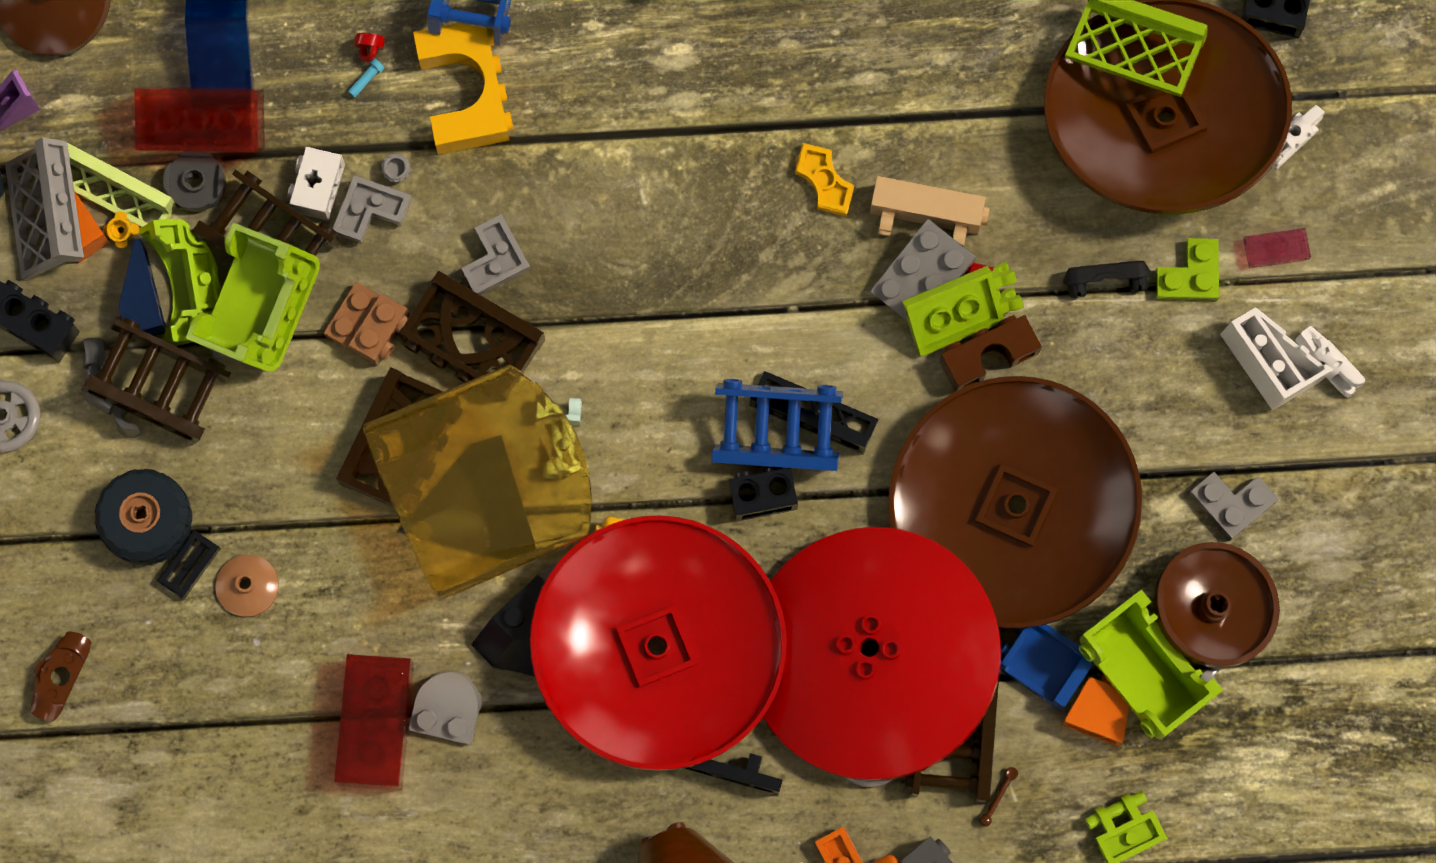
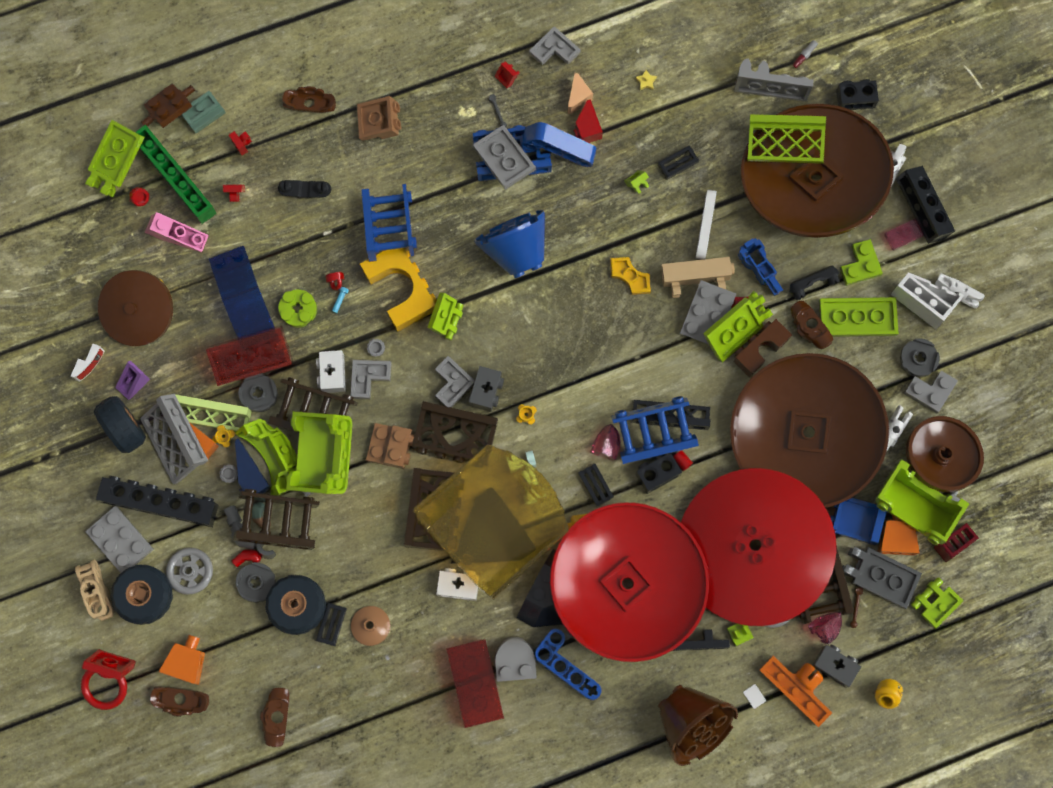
camera: 15 degrees left, 0 degrees up
(94, 447) = (250, 572): none -> dark grey plate
(97, 420) = (247, 554): none -> red arm
(109, 288) = (228, 473): none -> light grey piece
(132, 362) = (257, 513): none -> sand green arm
(291, 55) = (291, 299): none -> lime plate
(380, 566) = (448, 589): none -> white brick
(511, 150) = (445, 316): none -> lime plate
(525, 747) = (570, 668): none -> blue beam
(543, 267) = (484, 378): none -> dark grey brick
(590, 332) = (526, 409): none -> yellow plate
(656, 457) = (588, 471): none -> black tile
(661, 75) = (516, 243): none -> blue cone
(700, 423) = (607, 442): none -> clear pink brick
(804, 778) = (739, 634): none -> lime tile
(807, 487) = (682, 460): none -> red hinge
(885, 34) = (636, 179): none -> lime tile
(942, 811) = (827, 627): none -> clear pink brick
(963, 38) = (668, 175): none -> black tile
(968, 137) = (705, 224): none -> white beam
(1034, 235) = (764, 271): none -> blue piece
(1056, 762) = (883, 576): none -> dark grey tile
(1083, 362) = (820, 335): none -> reddish brown piece
(1142, 554) = (897, 425): none -> white hinge
(1157, 353) = (859, 316): none -> lime plate
(1171, 756) = (947, 551): none -> dark red slope
(1213, 450) = (928, 352): none -> dark grey plate
(1322, 211) = (925, 204): none -> black brick

